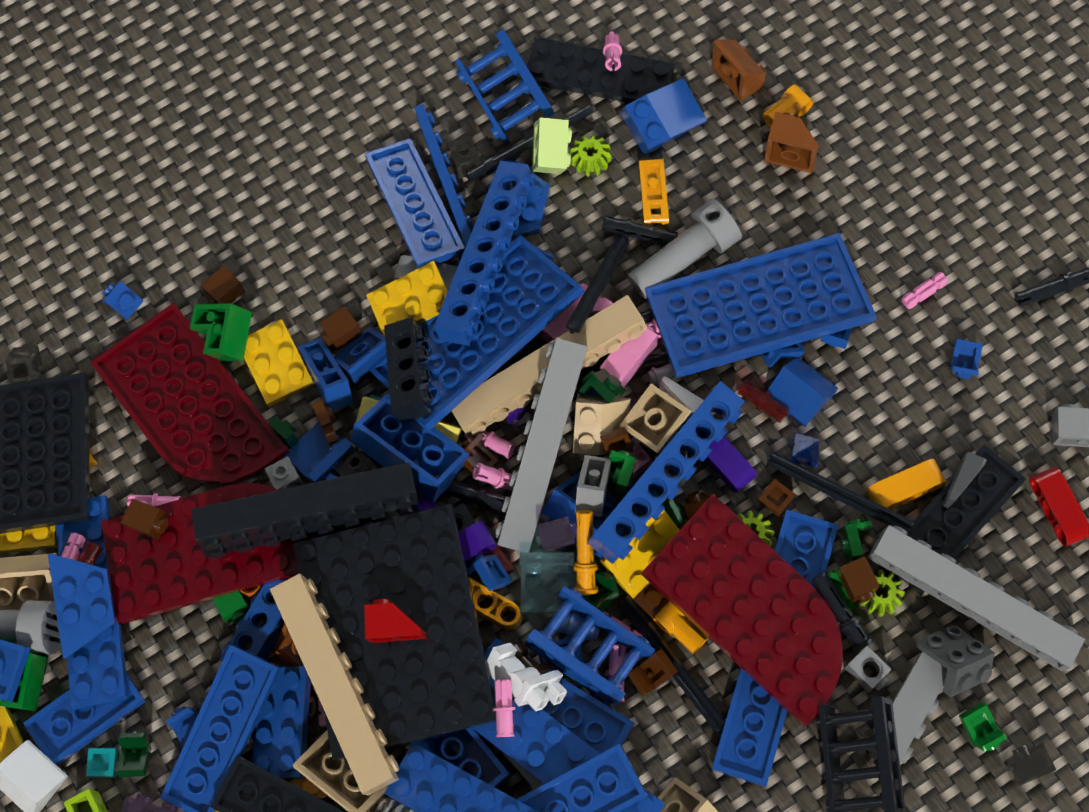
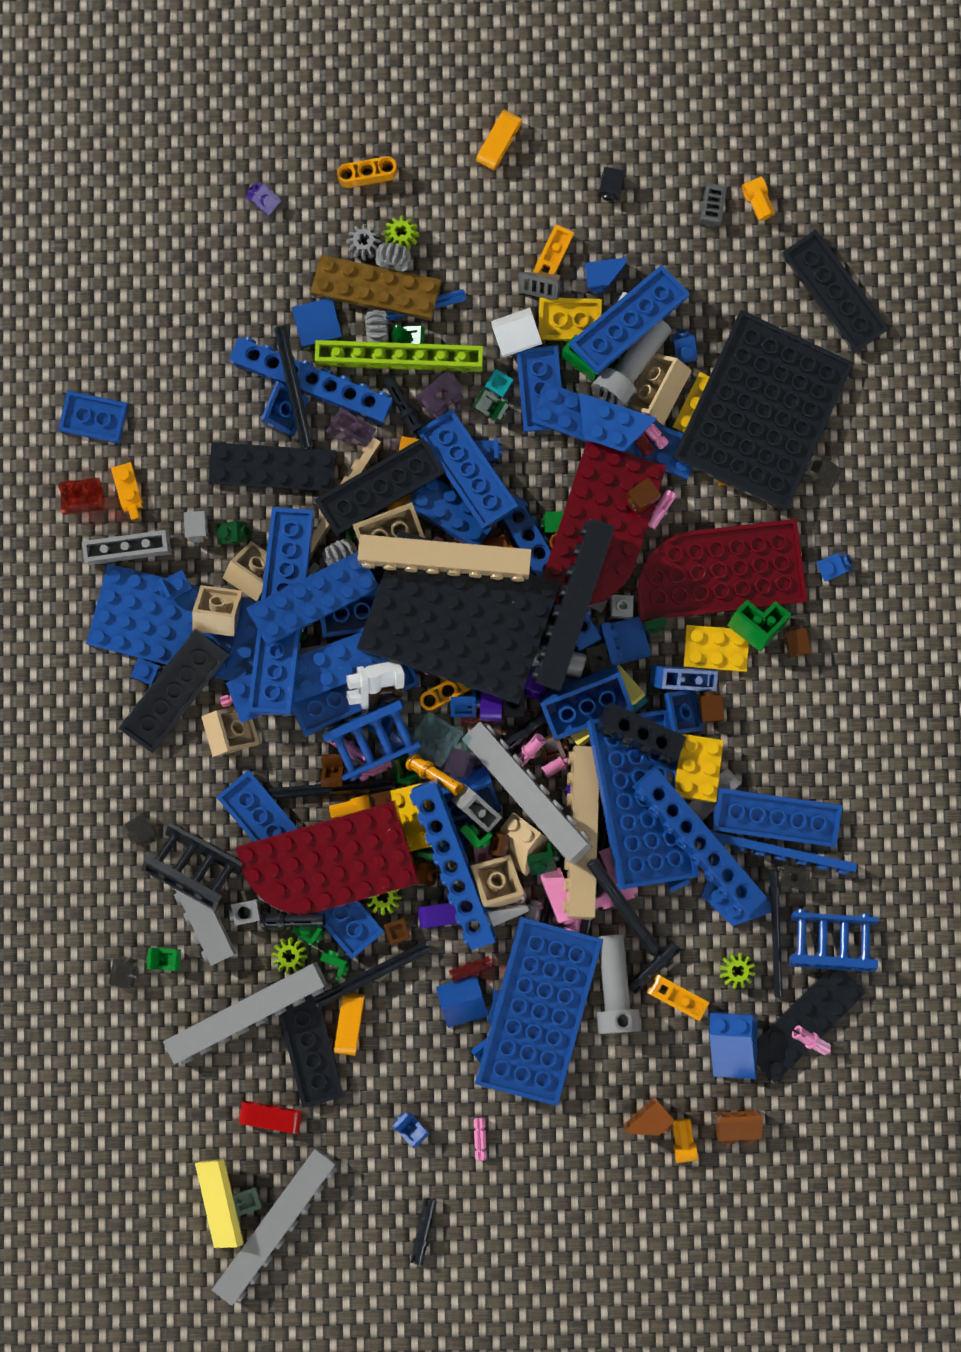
camera: 120 degrees right, 15 degrees up
(325, 418) = (645, 658): reddish brown plate -> none
(388, 623) = (459, 615): red slope -> none
(504, 708) = (360, 656): bright pink axle -> none
(551, 146) = (760, 944): yellowish green brick -> none
(804, 450) = (418, 974): clear blue slope -> none
(858, 580) = (302, 942): reddish brown brick -> none
(964, 657) = (216, 975): dark grey bracket -> none
(967, 470) = (328, 1065): dark grey slope -> none

